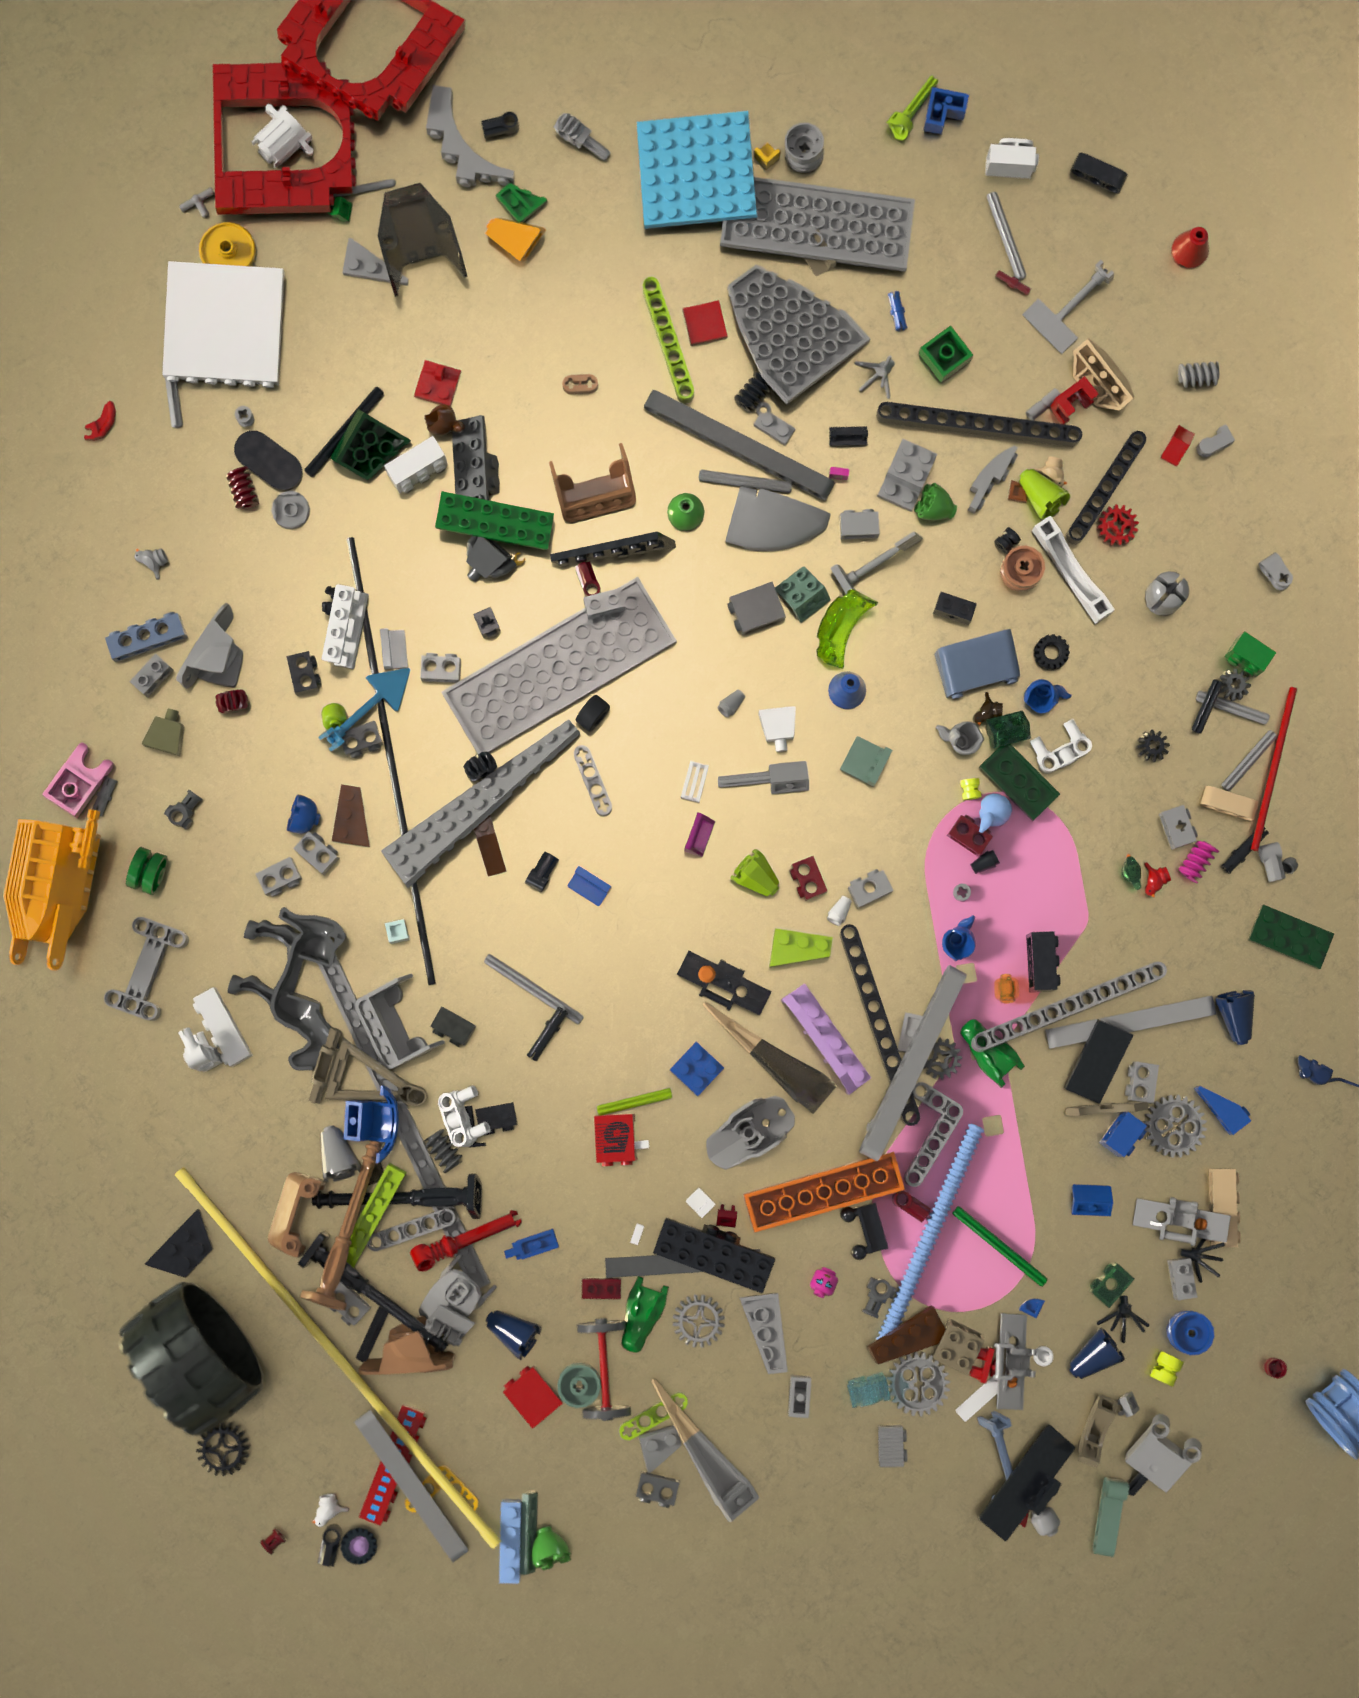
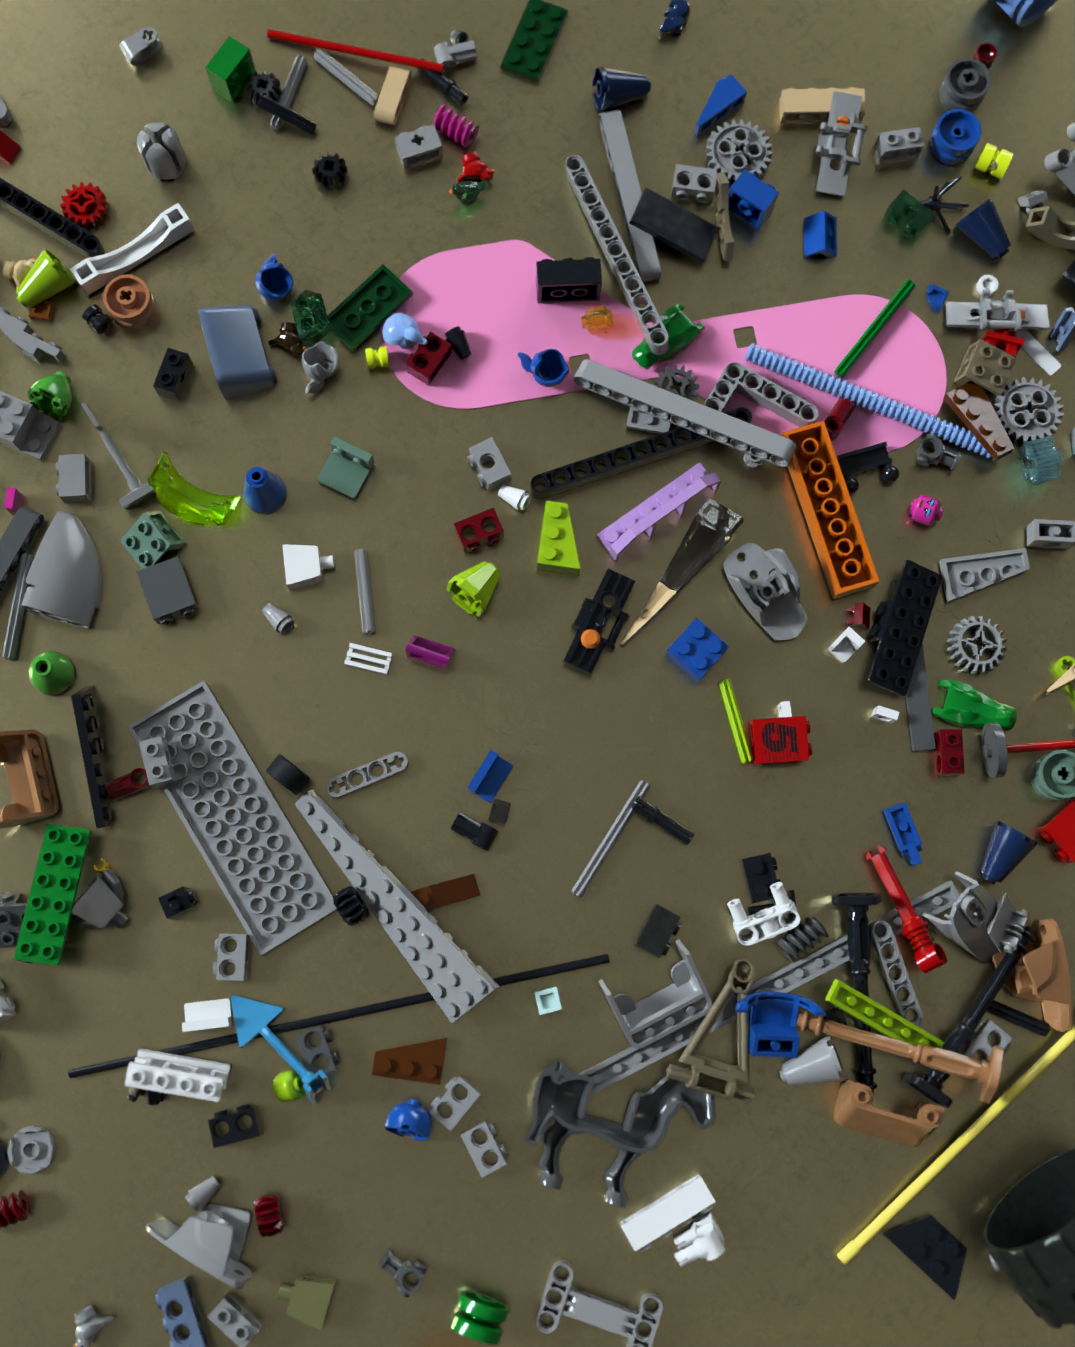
camera: 90 degrees left, 5 degrees down
(251, 648) = (202, 1193): none -> light grey cone
(557, 893) = (499, 812): none -> clear smoke slope
(789, 777) = (363, 552): light grey panel -> none
(963, 886) = (492, 375): light grey bush -> none
(1051, 663) = (224, 285): black tyre -> none
(1064, 754) = (338, 259): white piece -> none
(1196, 1255) = (873, 127): black plant -> none
(1255, 1346) = (965, 85): none -> dark grey wheel

